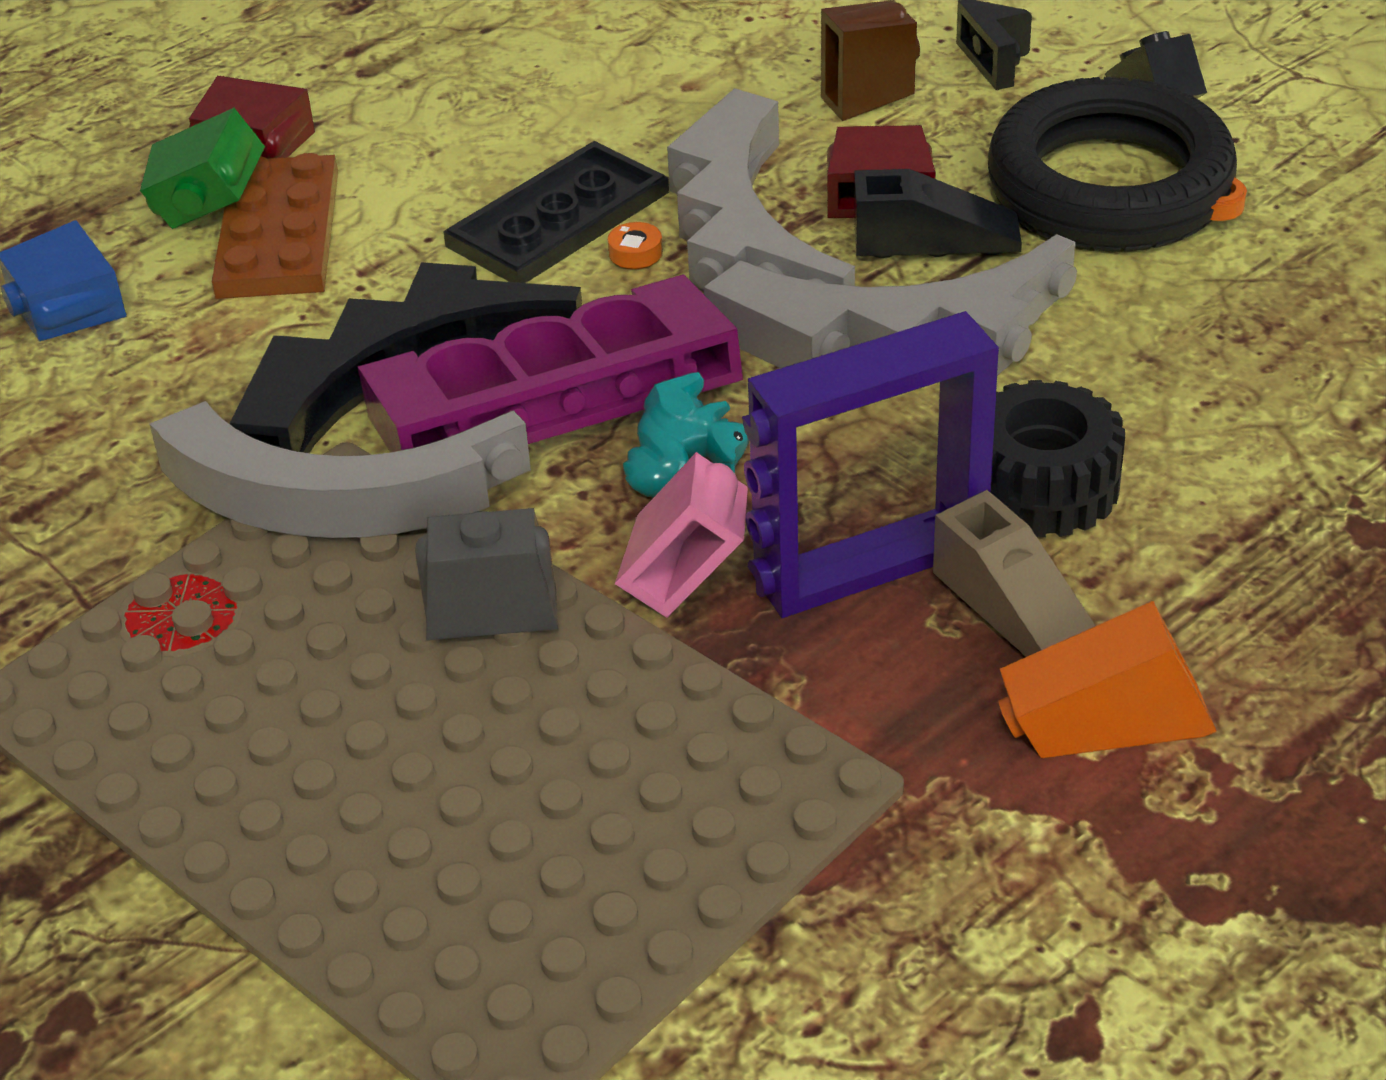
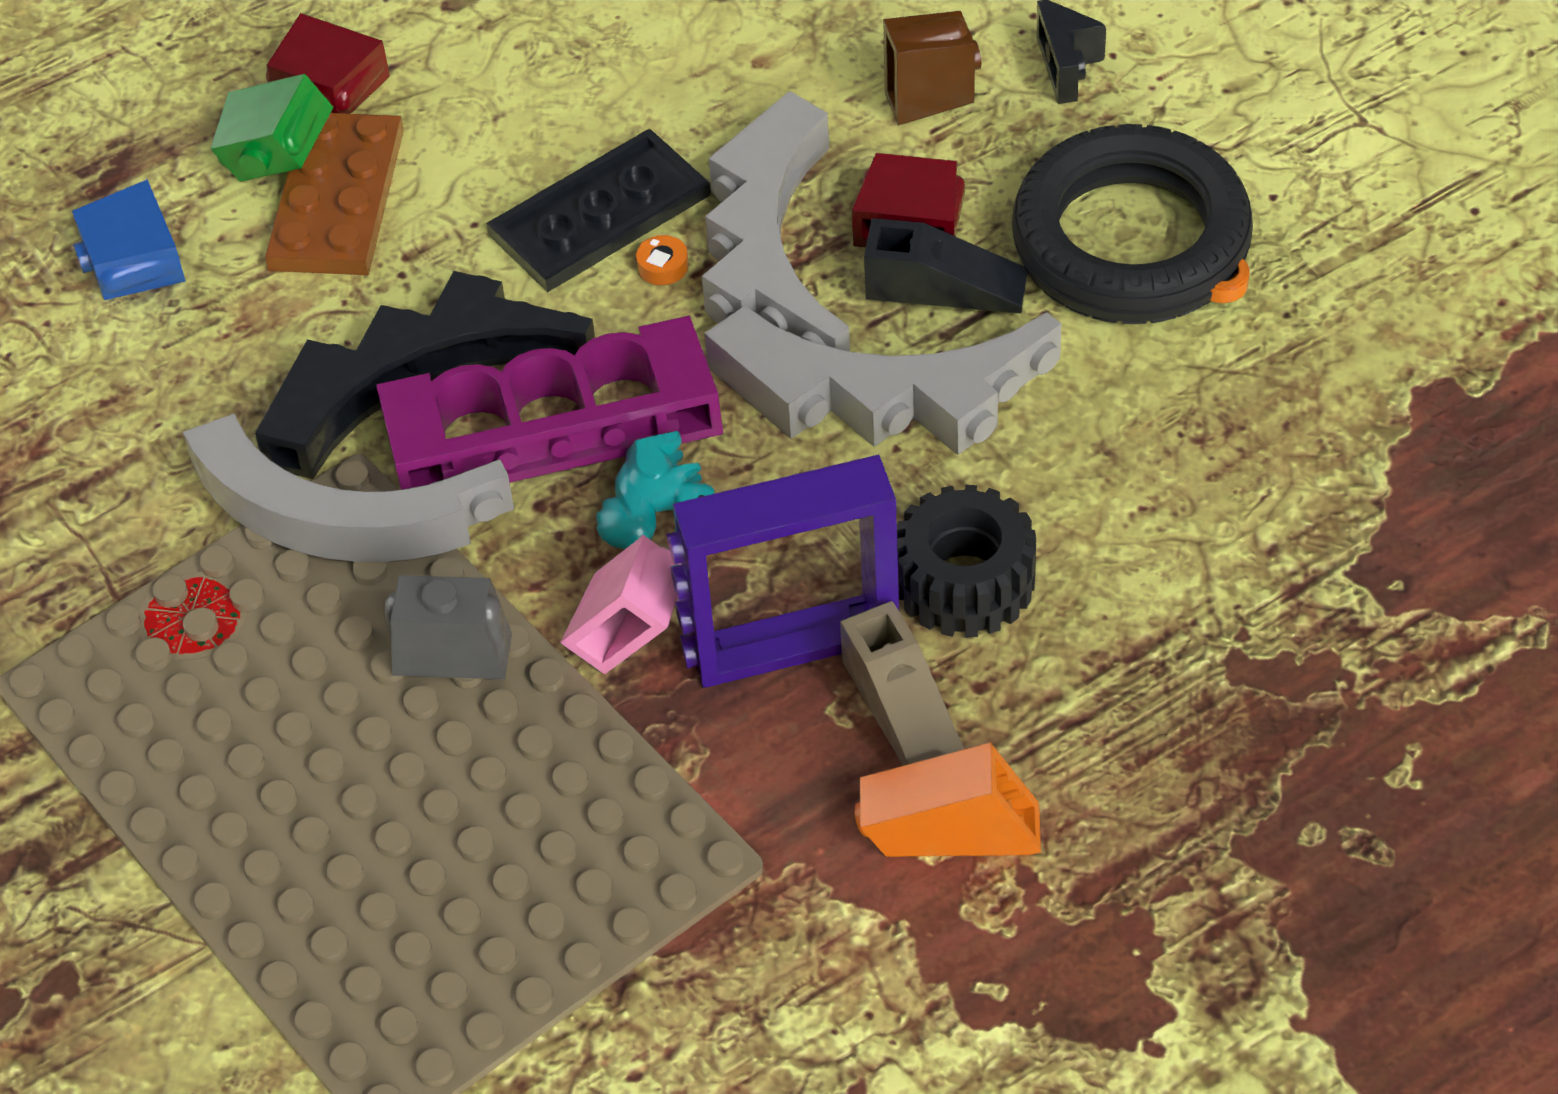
camera: 10 degrees right, 10 degrees up
(1163, 61) = (1213, 115): black slope -> none

